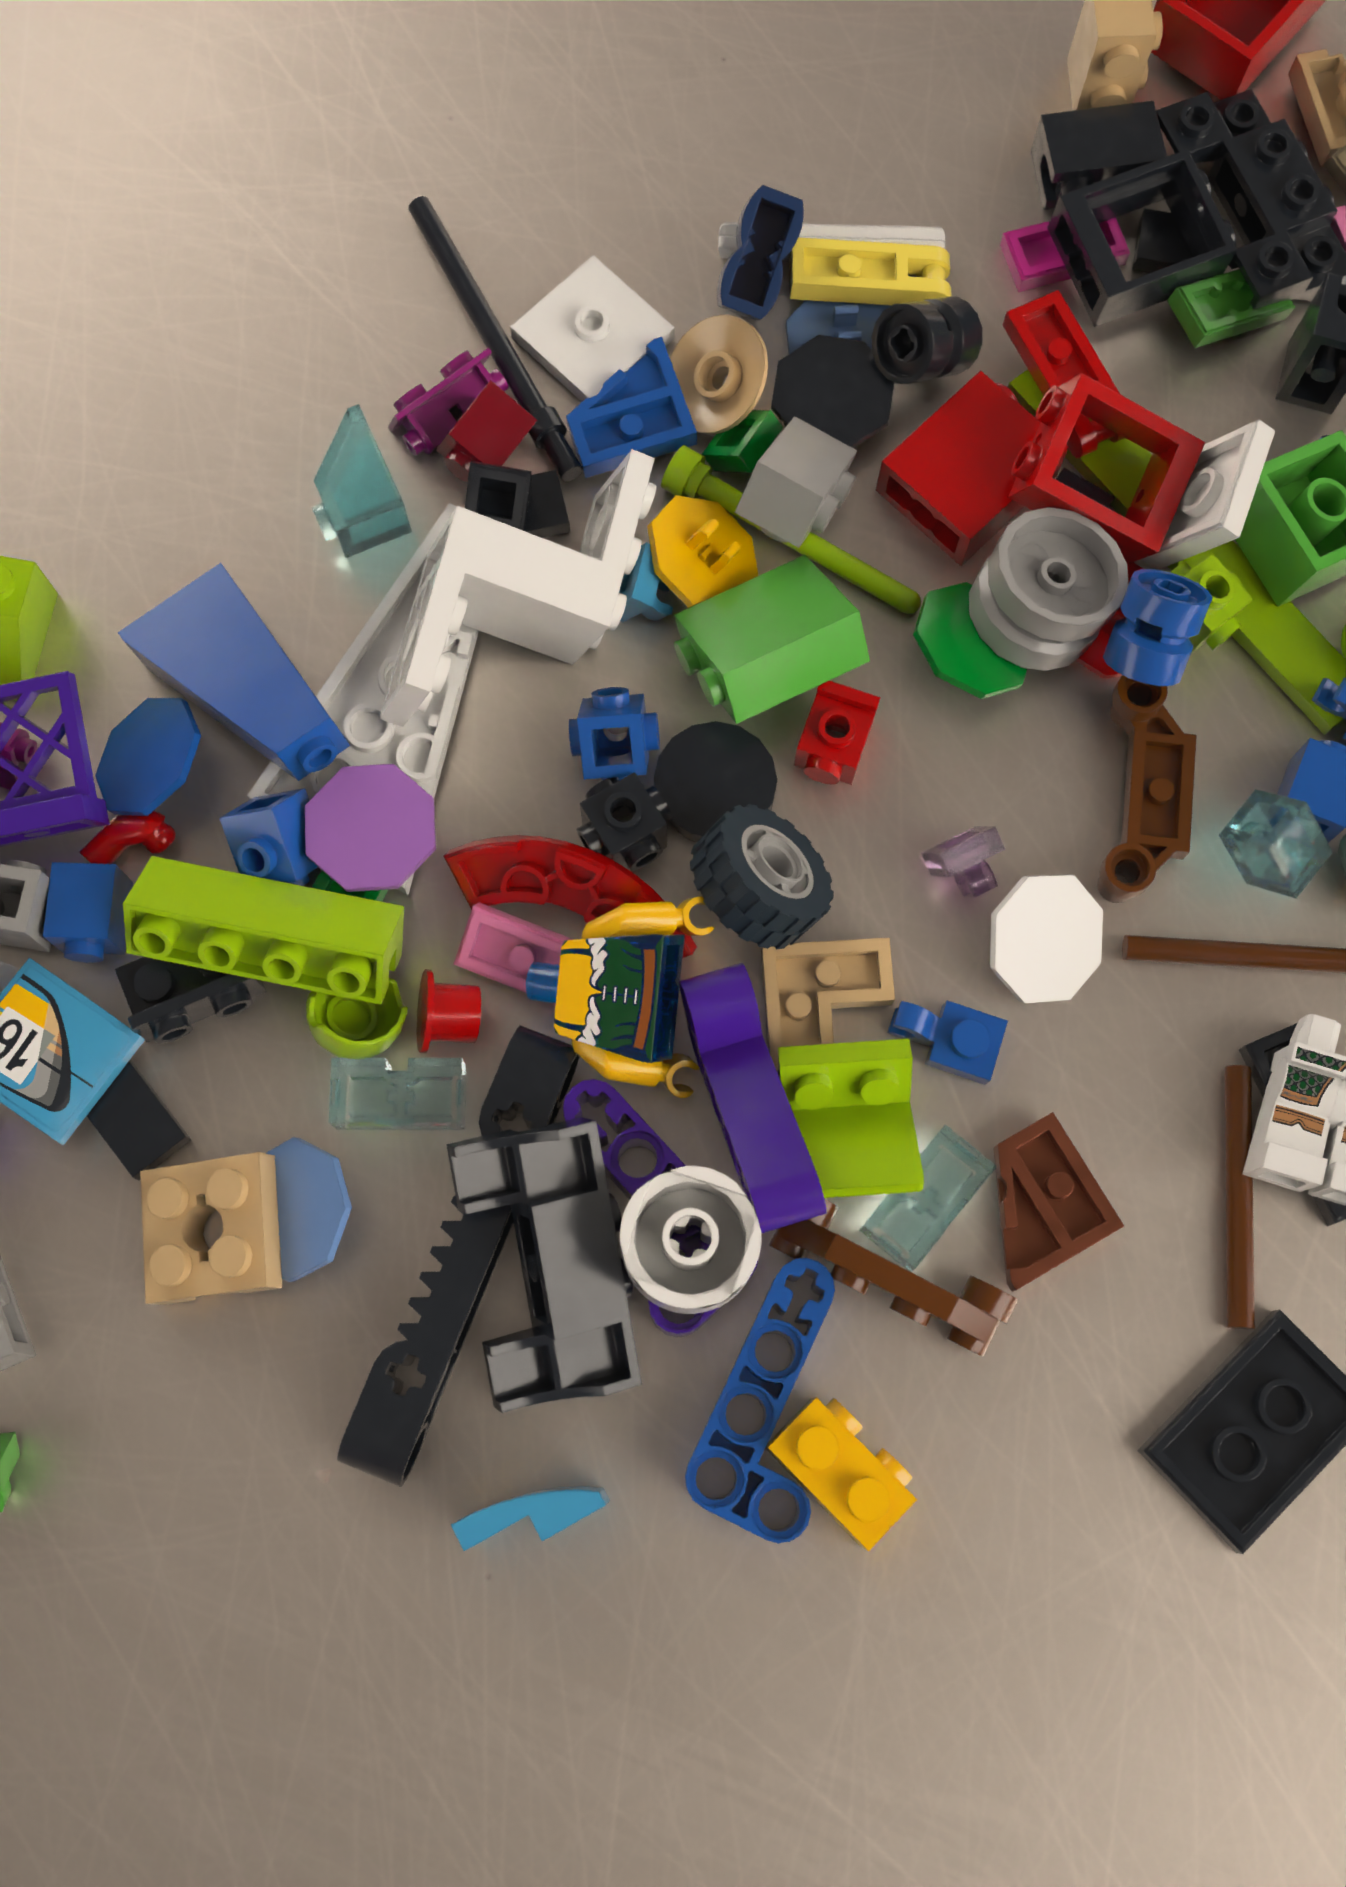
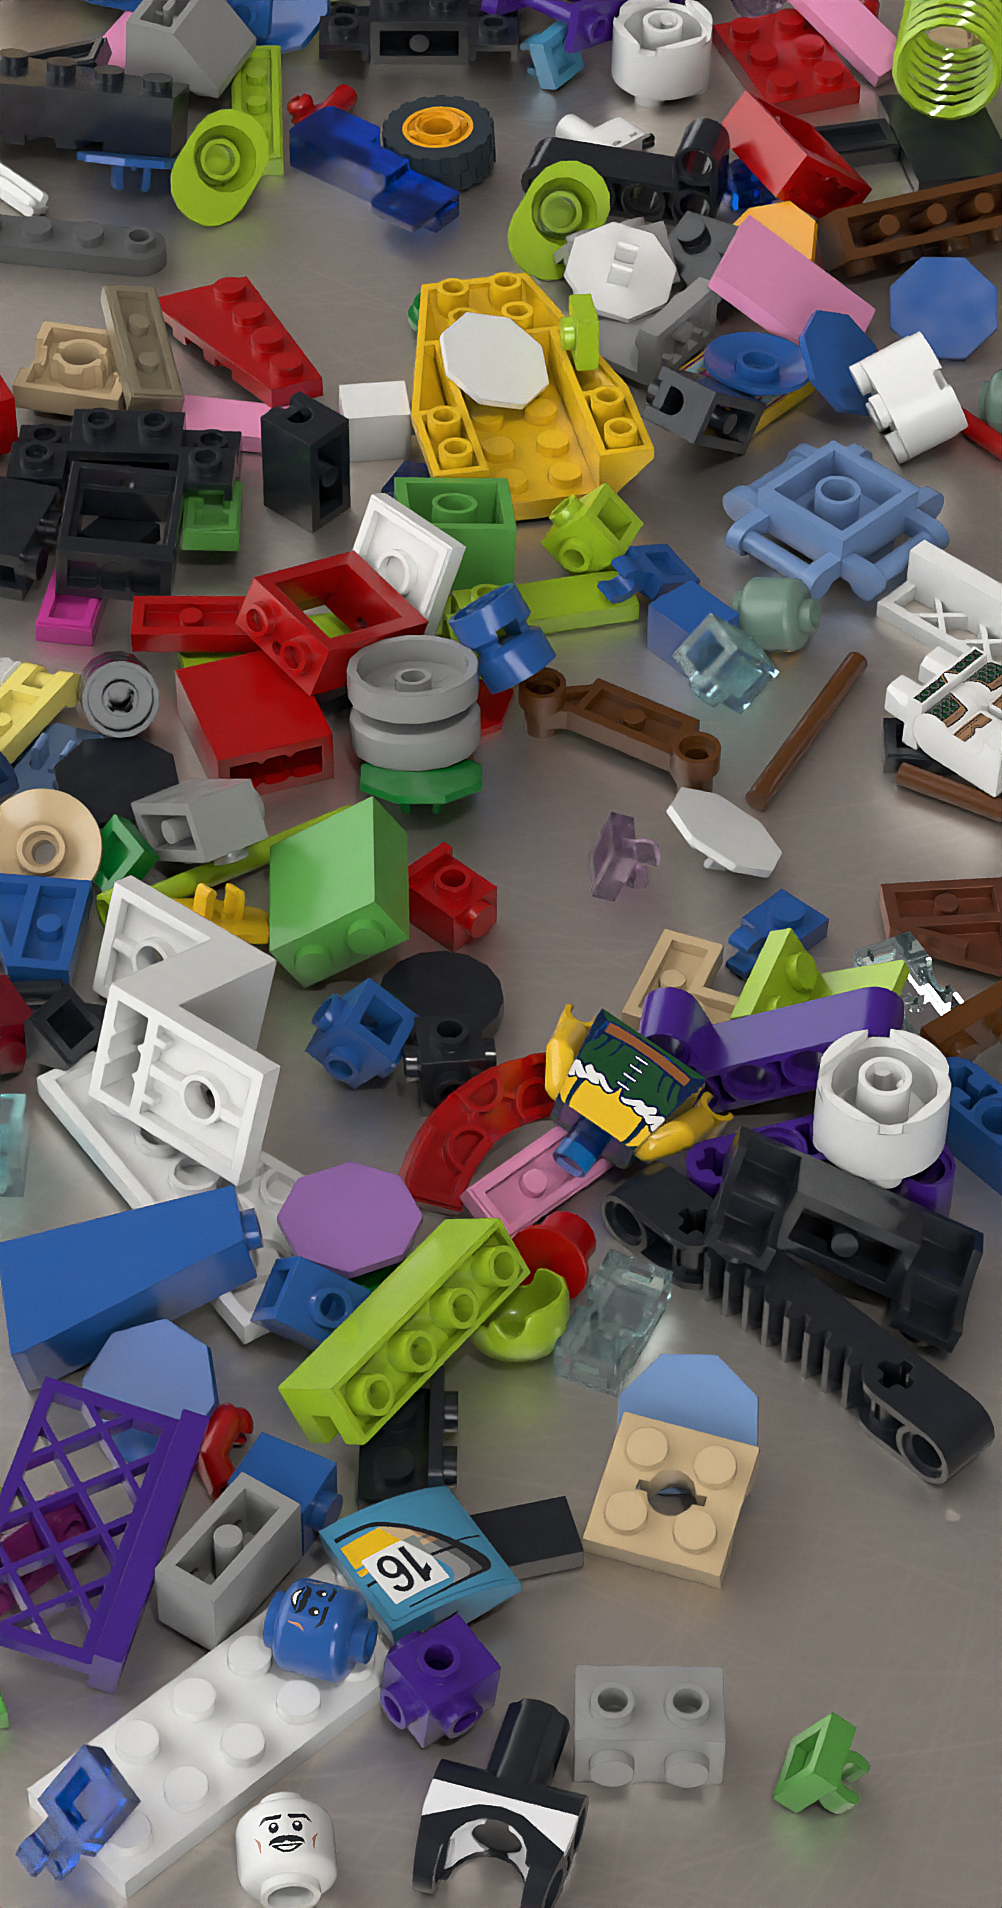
camera: 65 degrees left, 30 degrees down
(761, 877) = (564, 973): black wheel -> none

